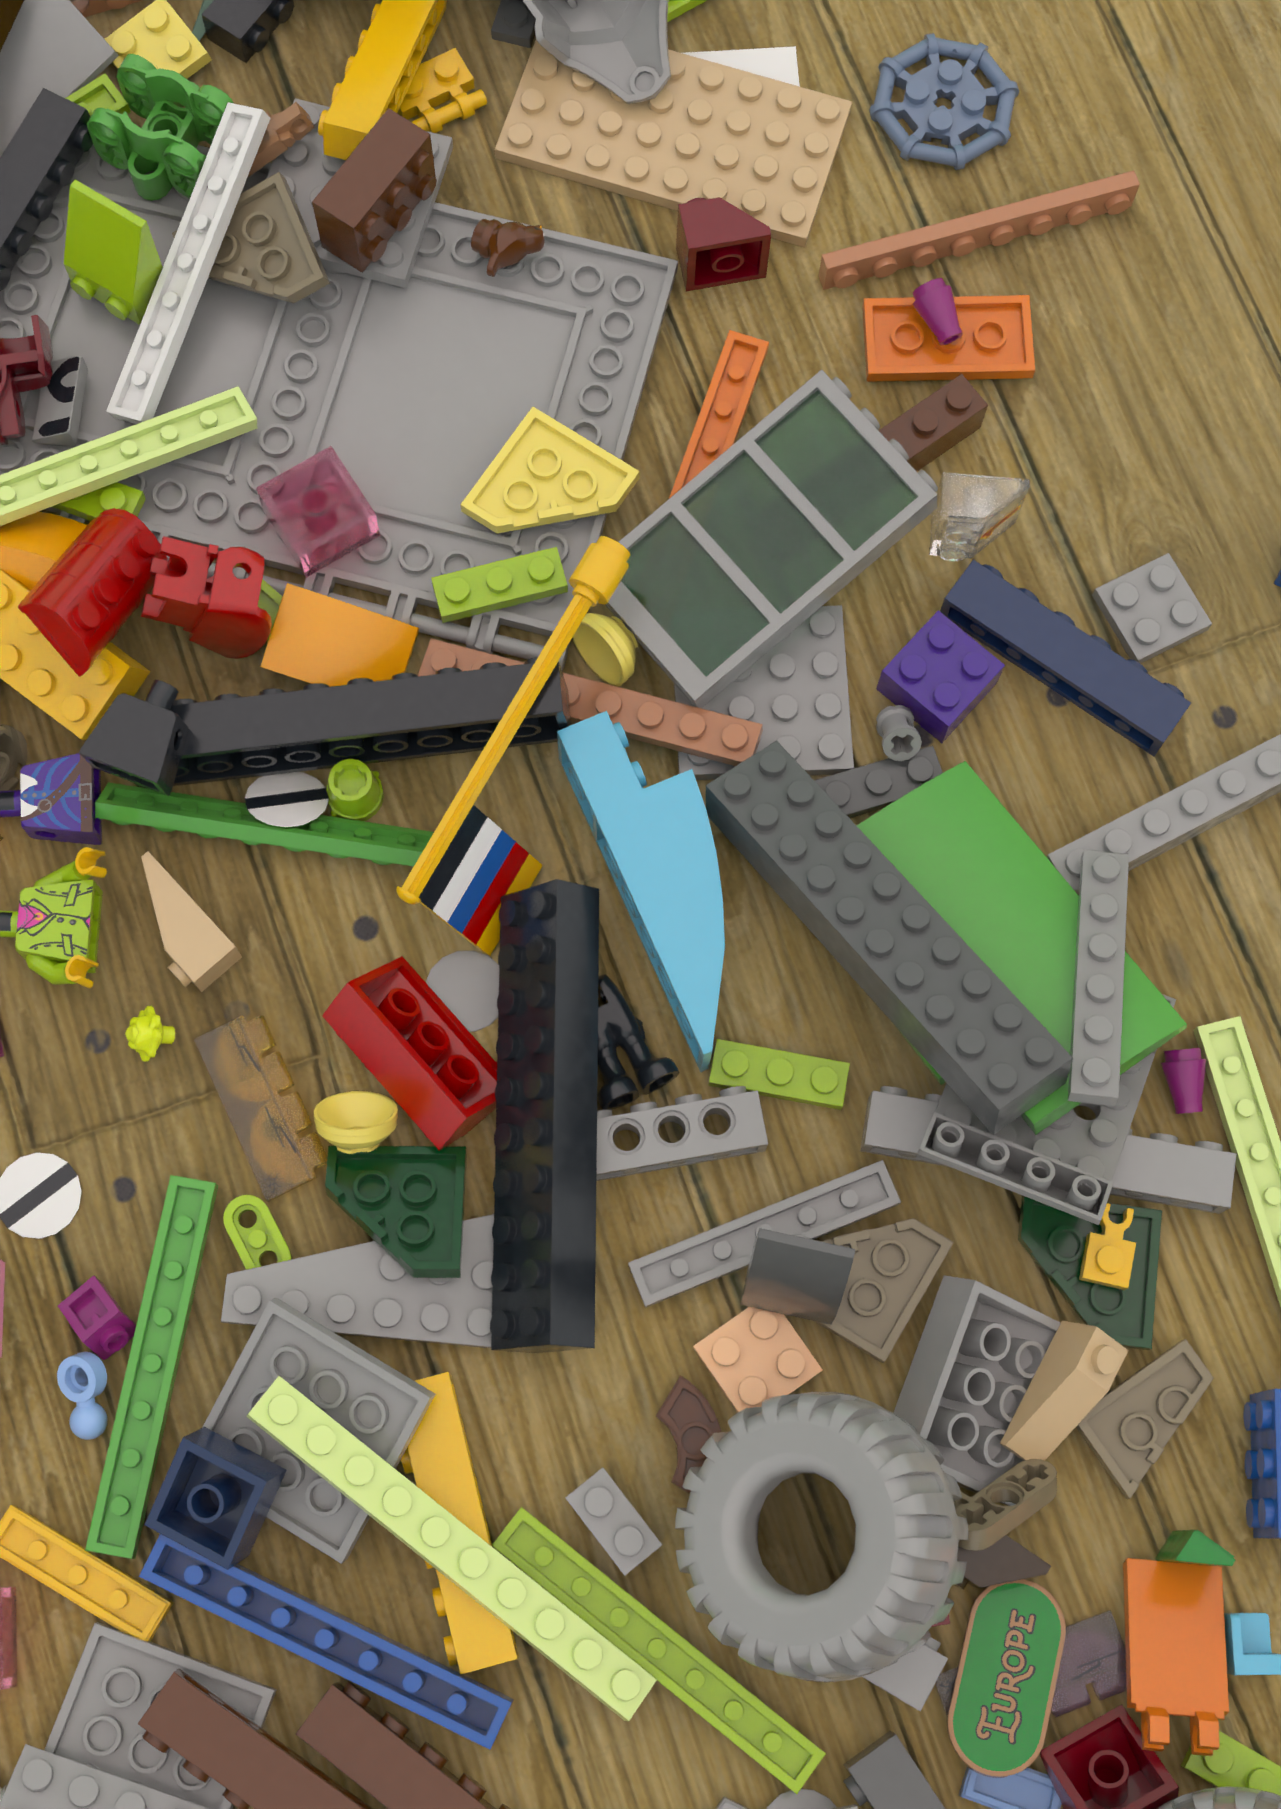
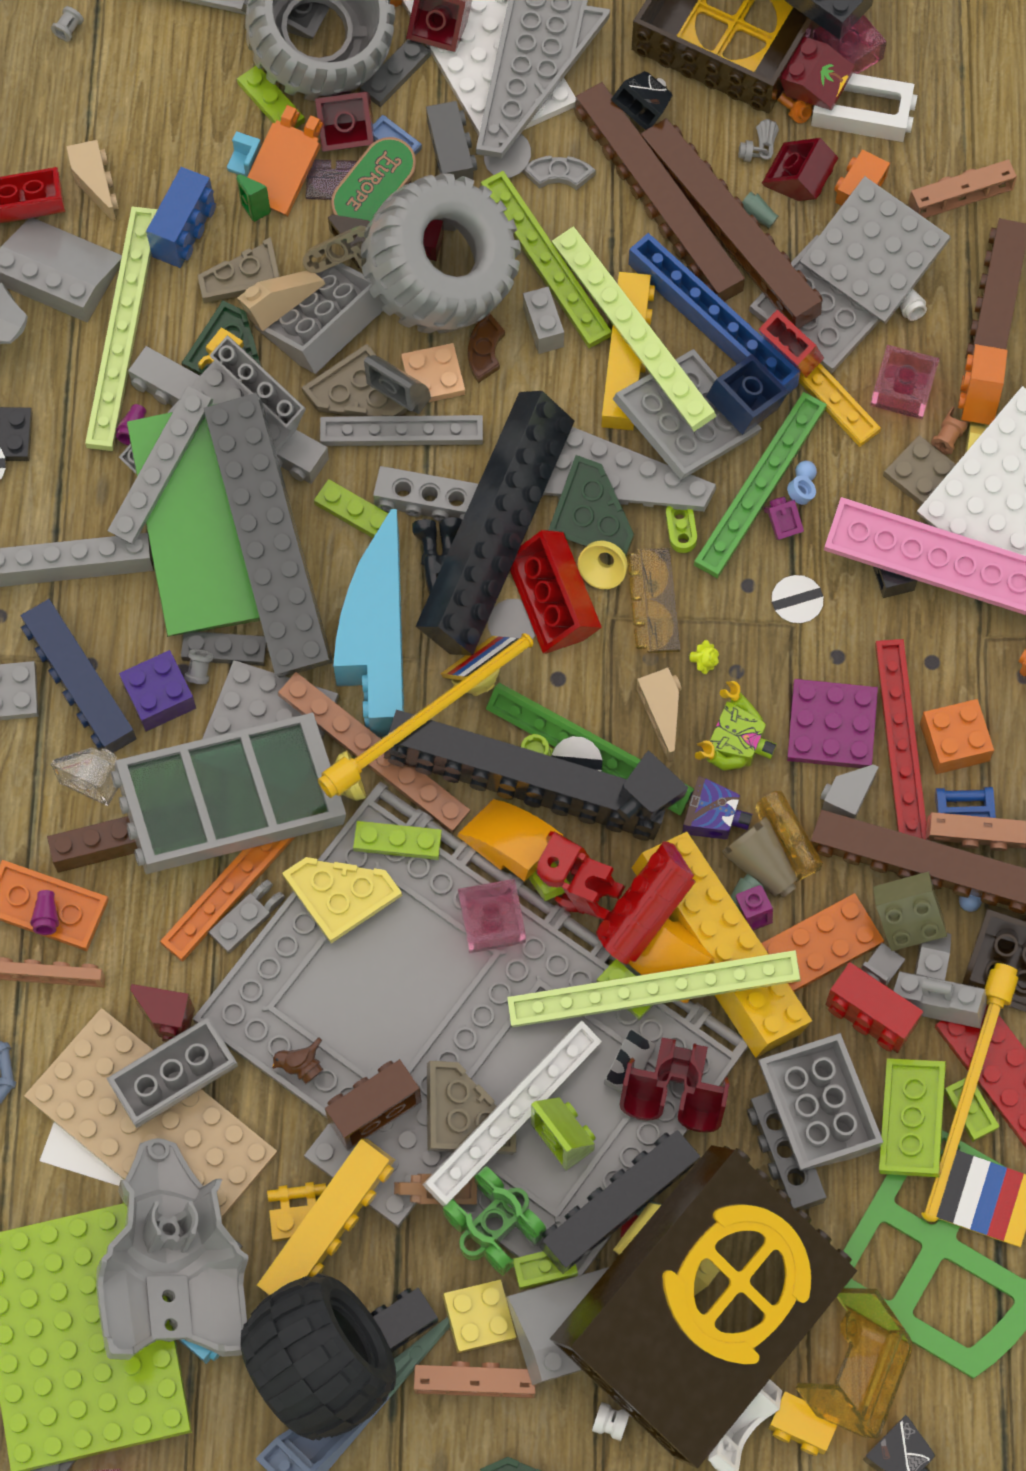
camera: 155 degrees left, 5 degrees down
(164, 1614) = (791, 343): none -> red brick
(662, 163) = (172, 1072): none -> light grey brick
(670, 421) = (245, 918): none -> light grey hinge

